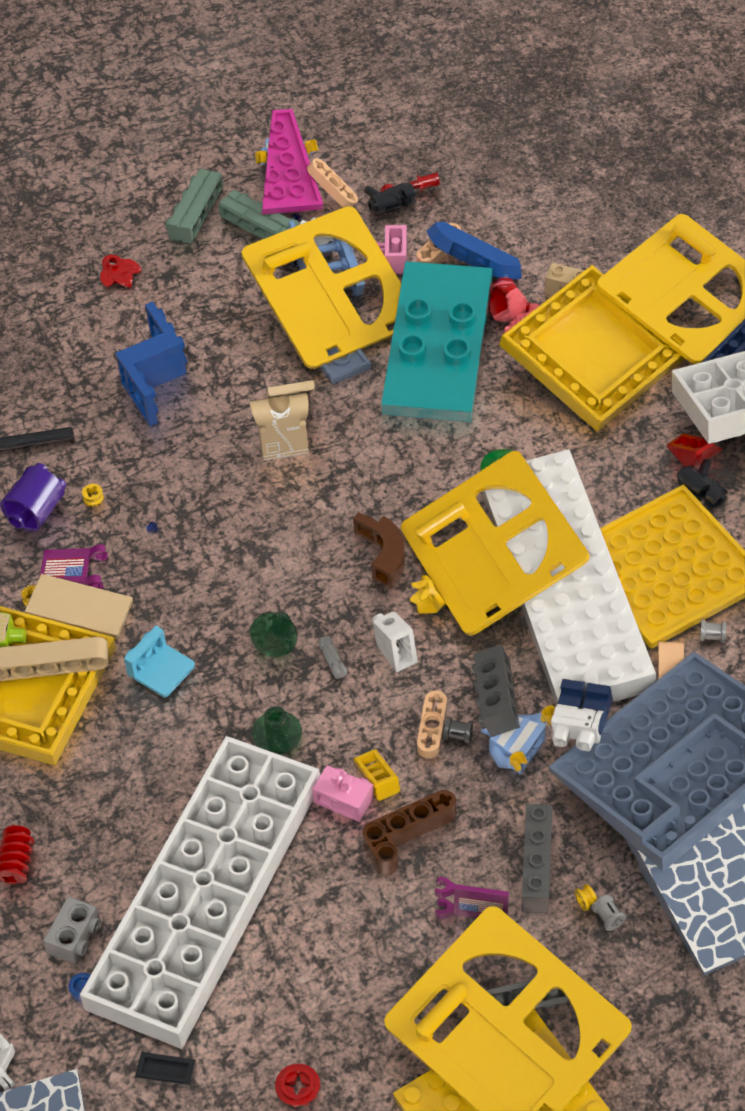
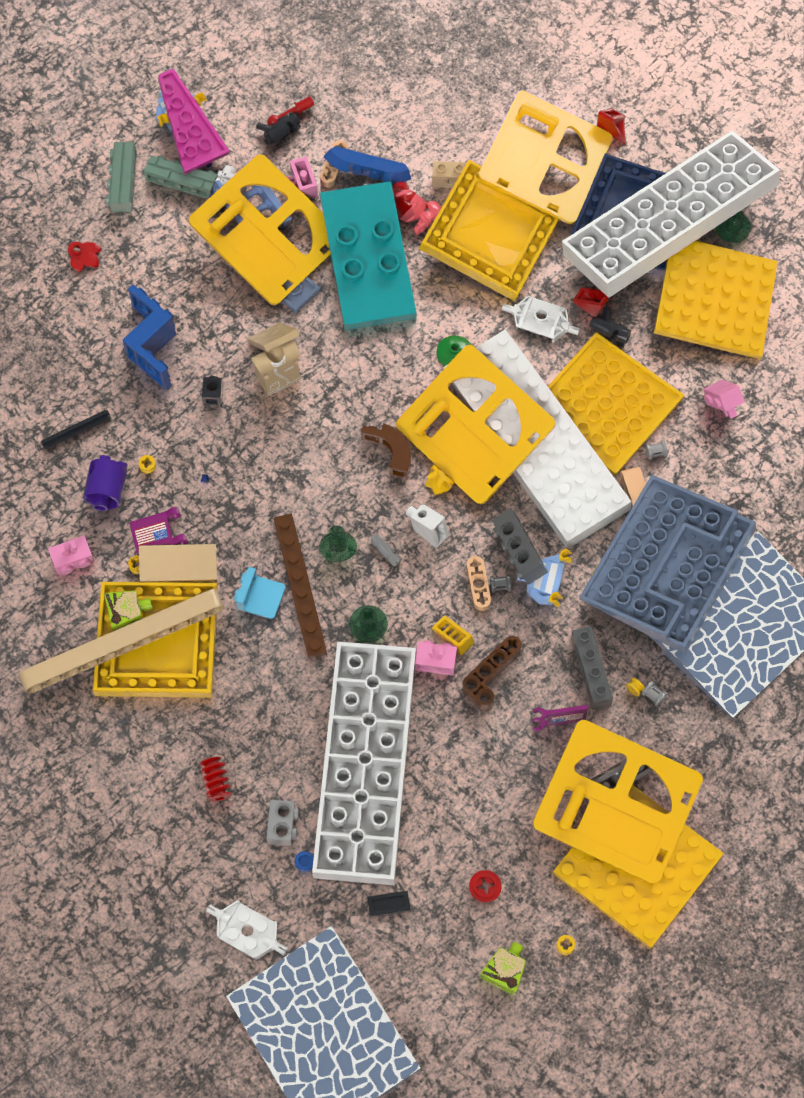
camera: 20 degrees left, 15 degrees up
(199, 437) = (212, 398): none -> black brick
(212, 671) = (300, 586): none -> reddish brown plate
(332, 183) = (220, 123): light nougat beam -> none
(581, 713) = (593, 557): hips -> none
(635, 465) = (552, 326): none -> white plate

